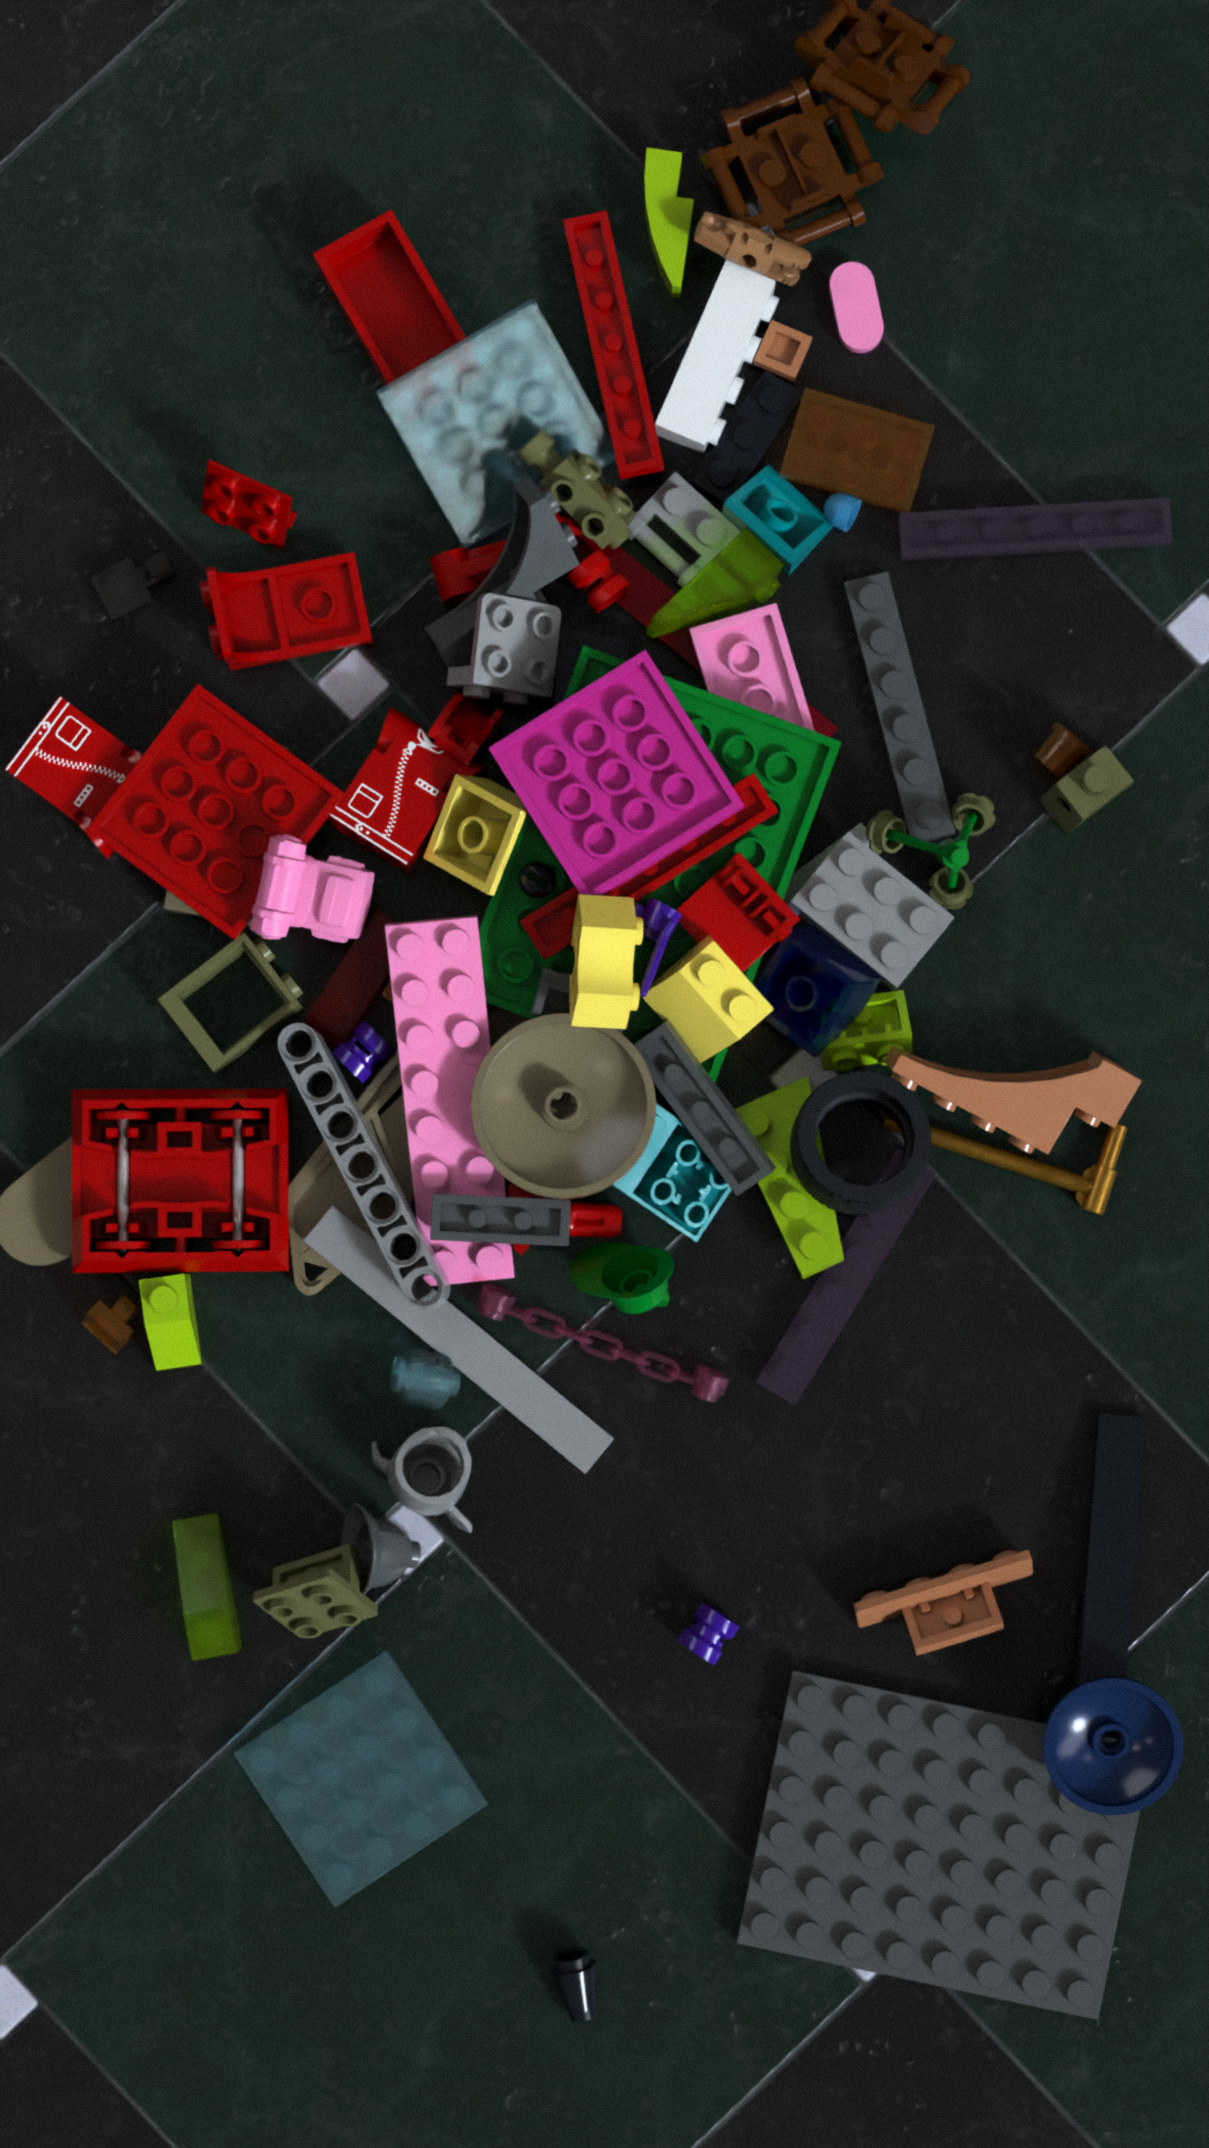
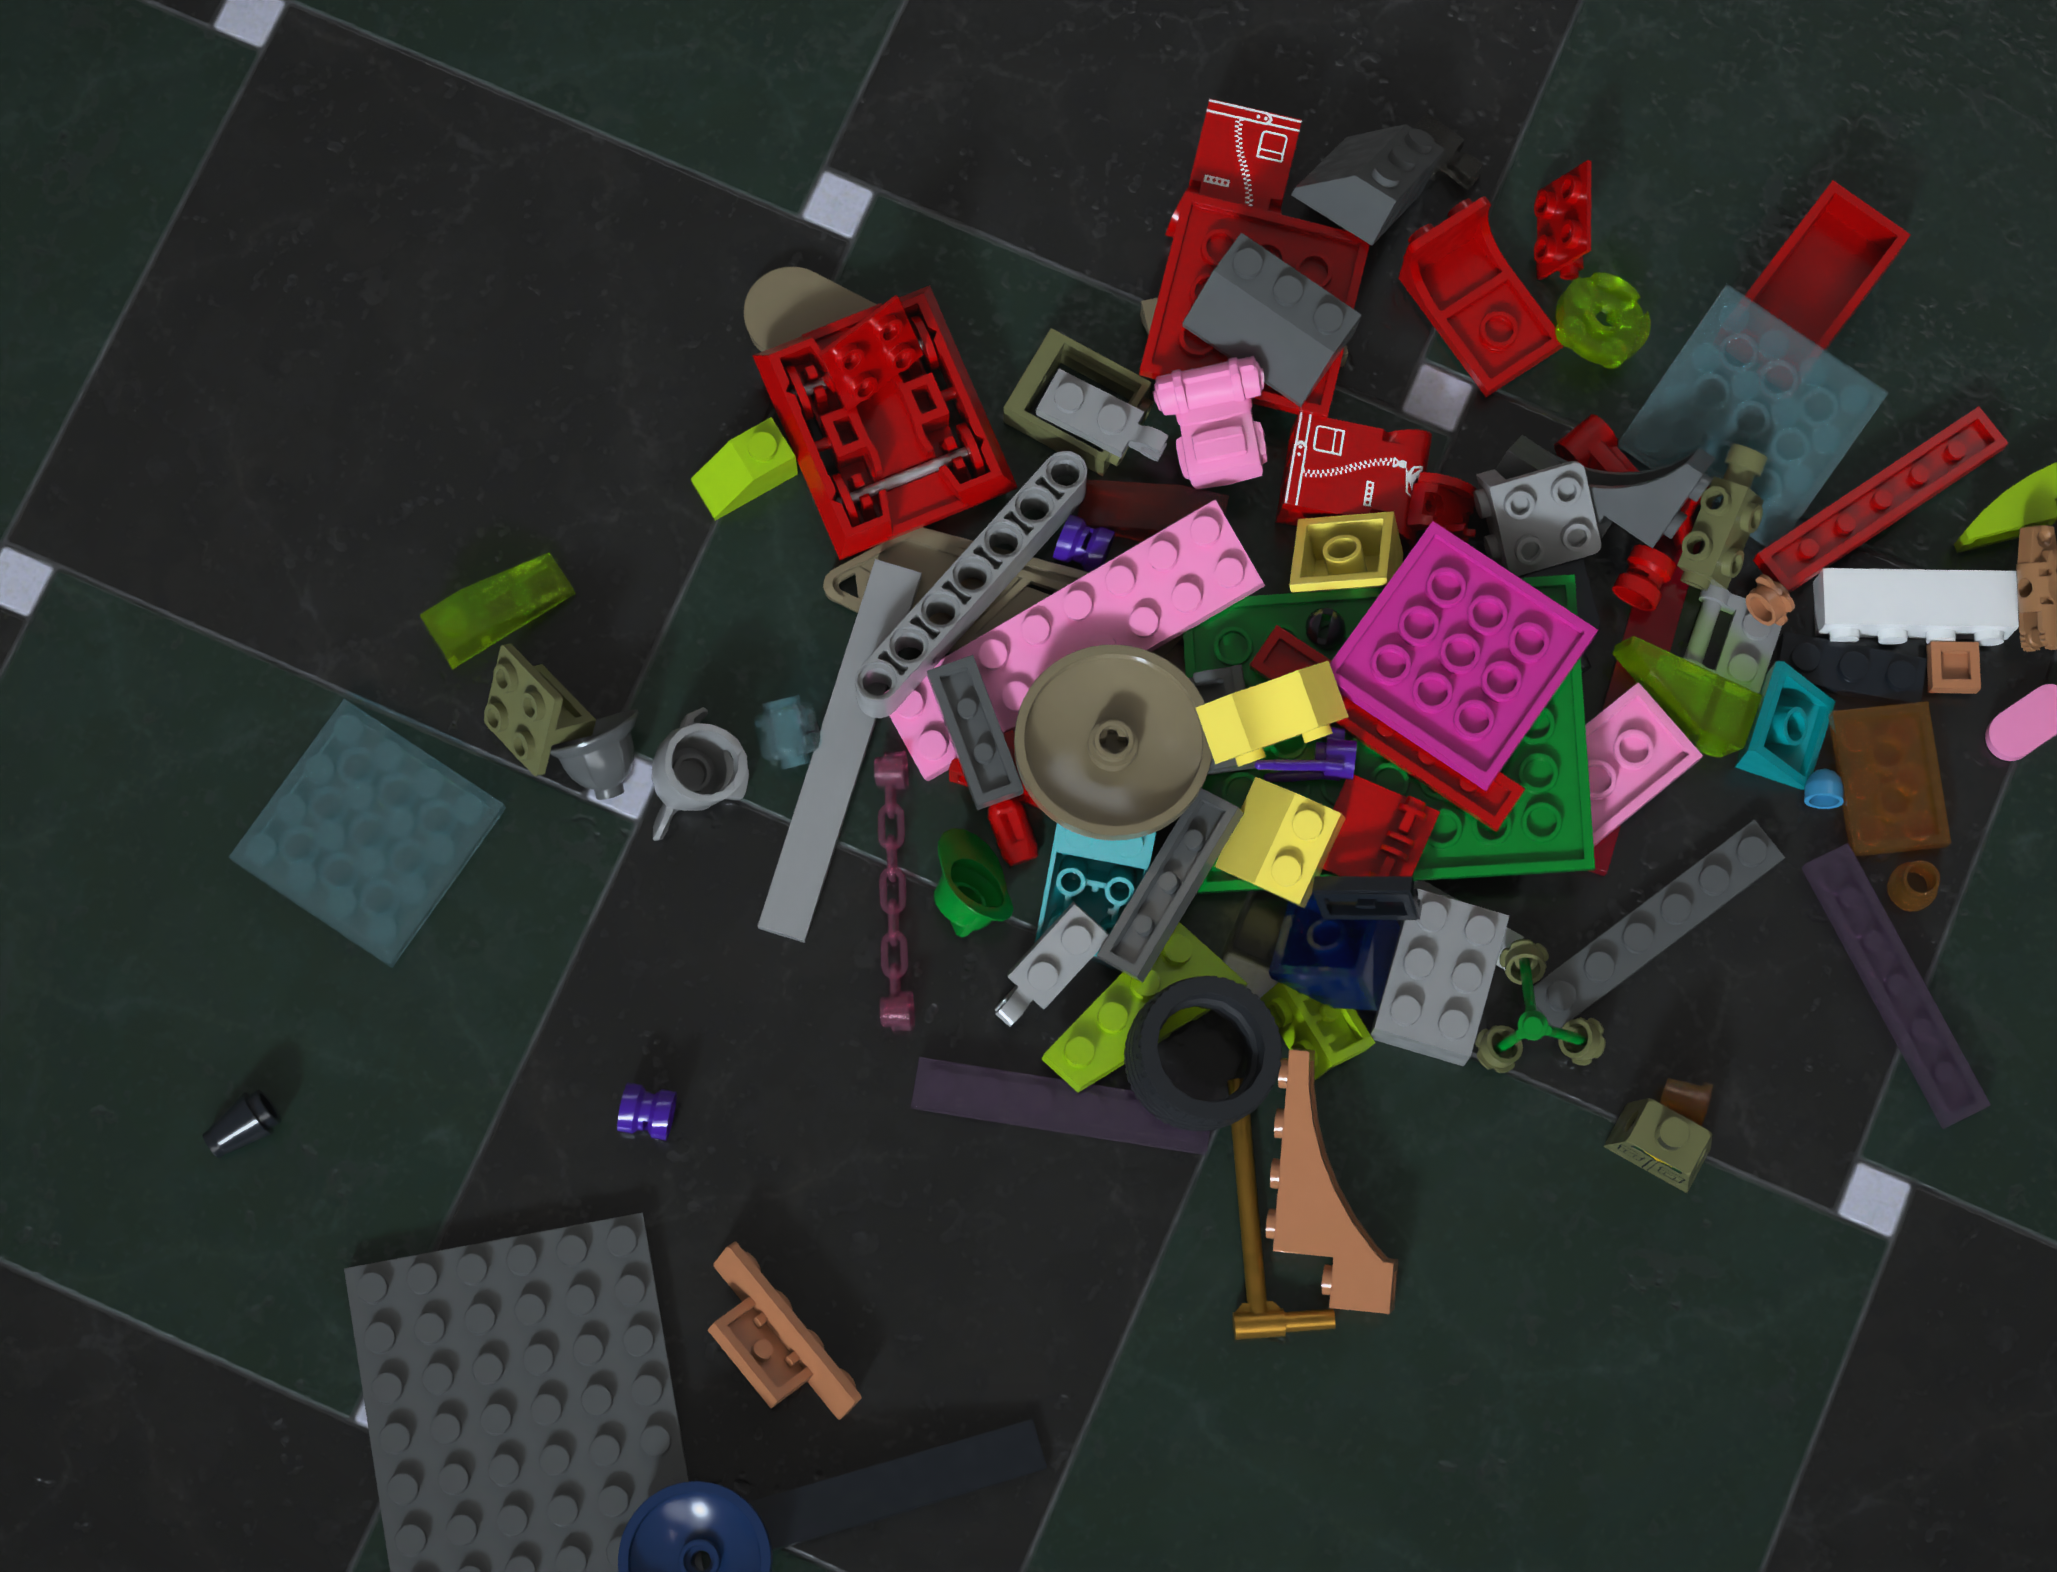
camera: 65 degrees right, 10 degrees down
(110, 1324) = (719, 416): clear orange tile -> none
(128, 1172) = (870, 354): none -> red hinge
(138, 660) = (1371, 179): none -> dark grey slope
(240, 803) = (1272, 313): none -> dark grey slope
(259, 993) = (1099, 417): none -> light grey plate
(348, 534) = (1586, 335): none -> clear neon green plate
(665, 483) = (1769, 602): none -> nougat plate
(723, 1236) = (1052, 962): none -> light grey plate
(790, 948) = (1367, 897): none -> black tile
(950, 486) = (1904, 895): none -> clear orange piece

